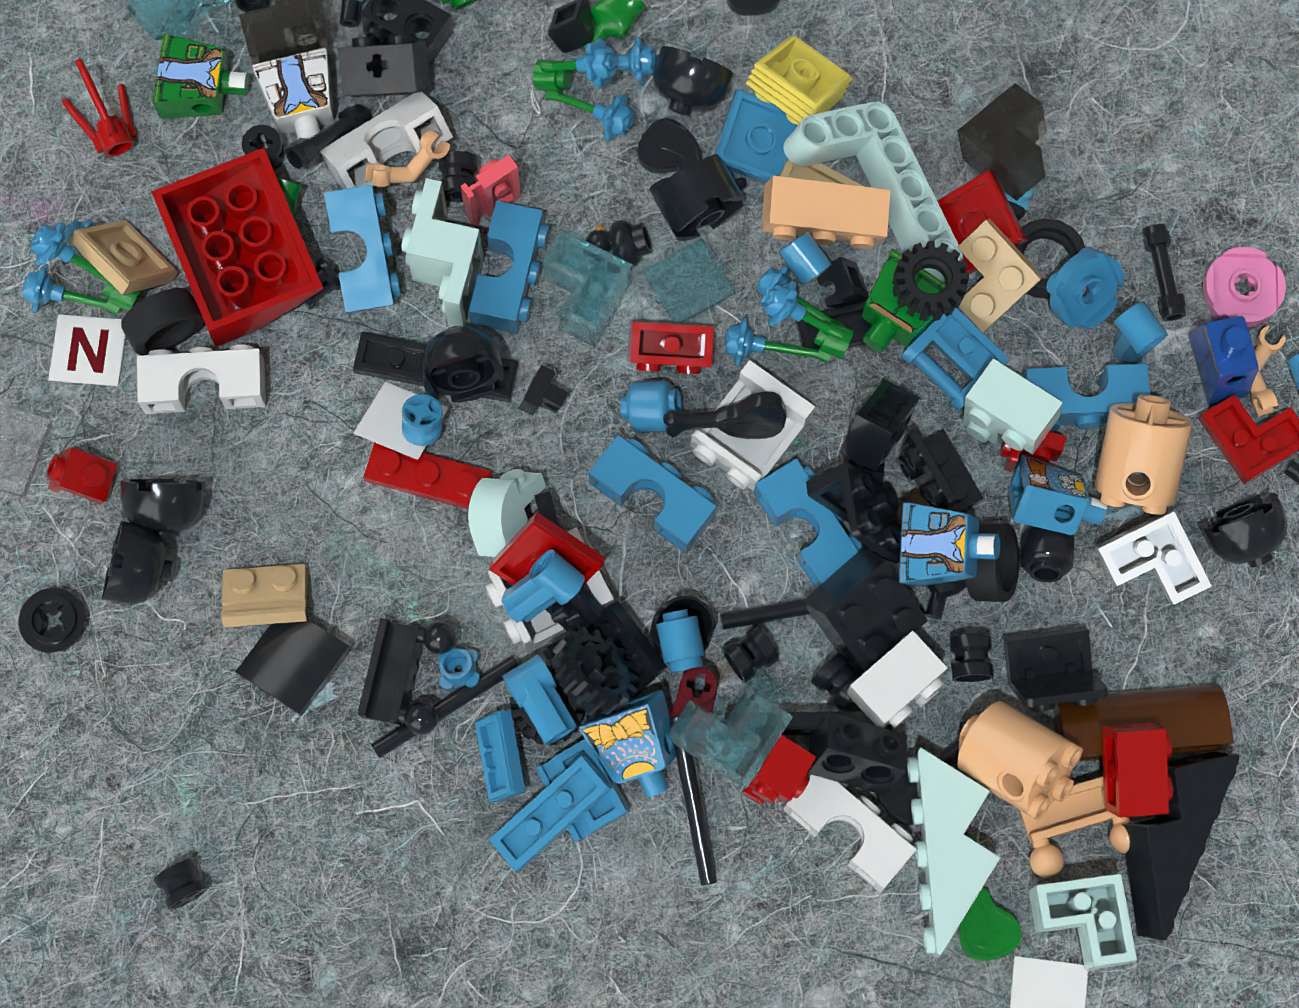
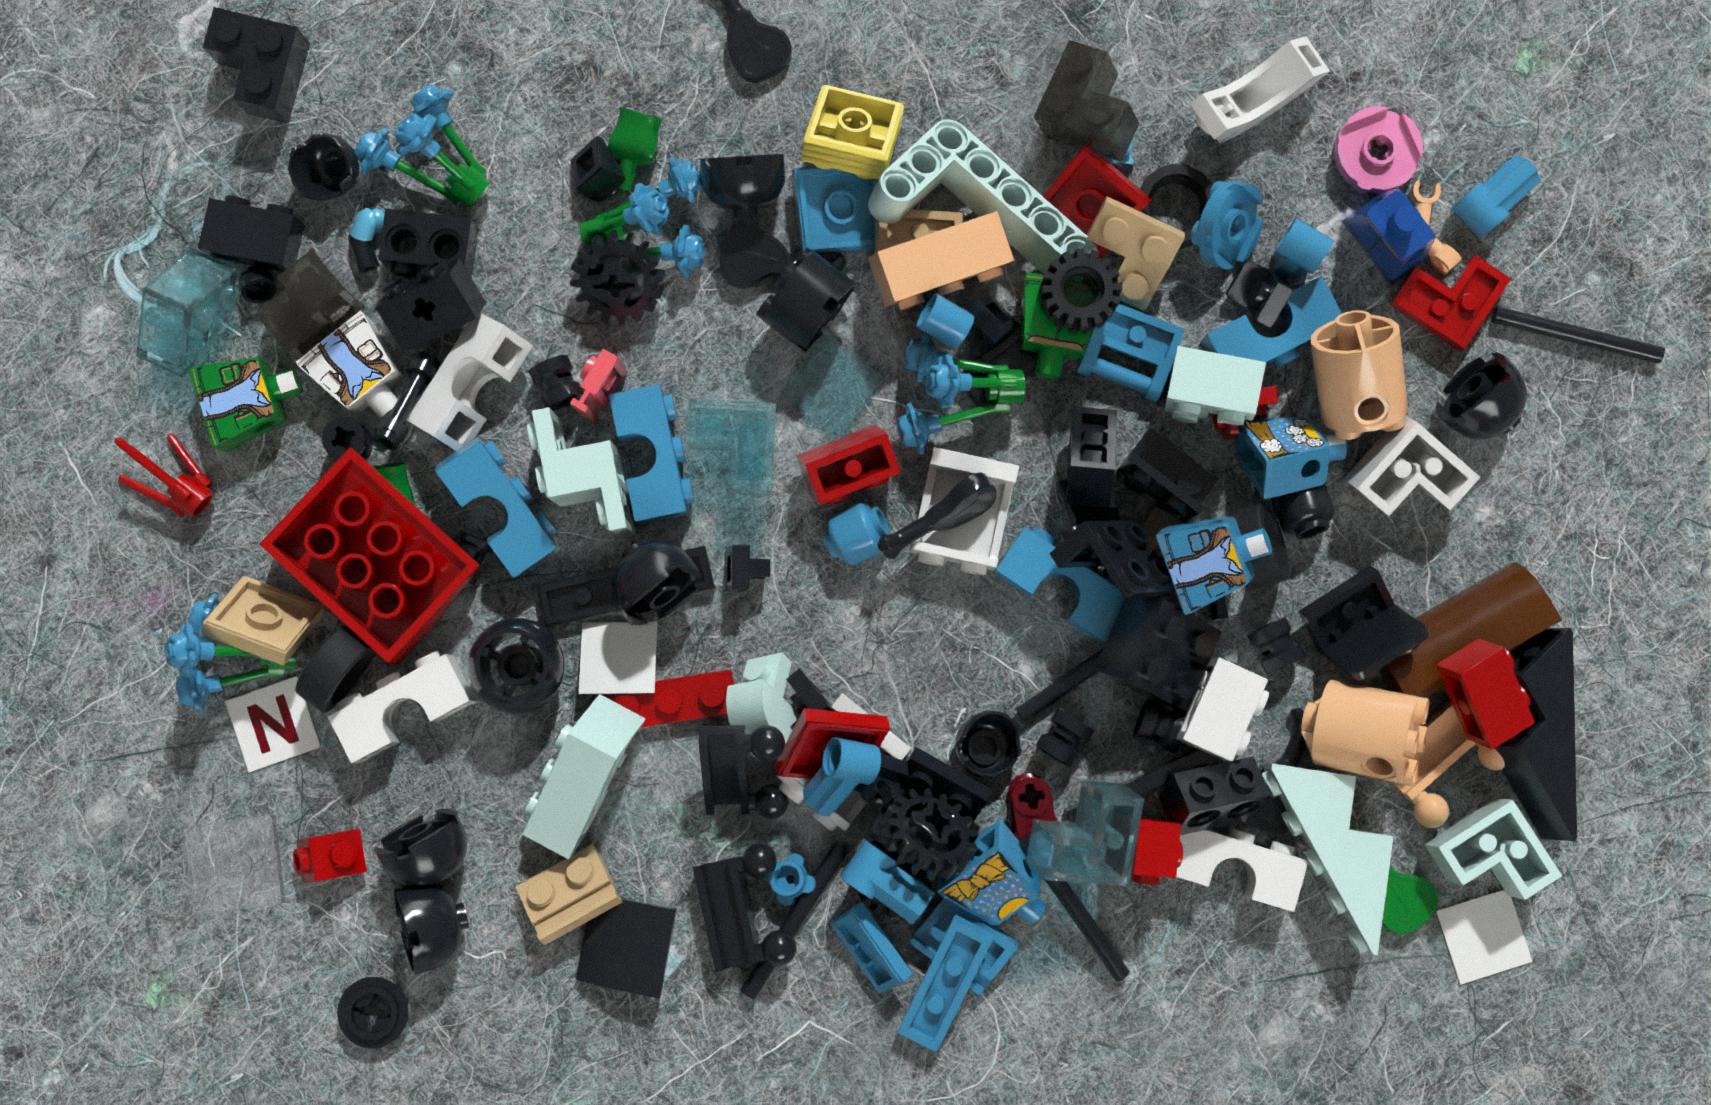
camera: 25 degrees left, 10 degrees up
(306, 409) = (531, 634): none -> black wheel
(321, 497) = (580, 775): none -> light aqua wedge
(383, 175) = (484, 419): light nougat arm -> none
(419, 409) = (636, 642): dark azure wheel -> none
(447, 549) = (726, 772): none -> black gear
(541, 130) = (632, 268): none -> black gear
(624, 239) = (754, 375): black animal -> none
(628, 469) = (937, 623): dark azure arch -> none
(680, 641) = (996, 763): dark azure brick -> none
(1087, 354) = (1260, 291): none -> black bracket
(1157, 241) = (1273, 139): black bar -> none
(1162, 196) = (1260, 92): none -> white arch

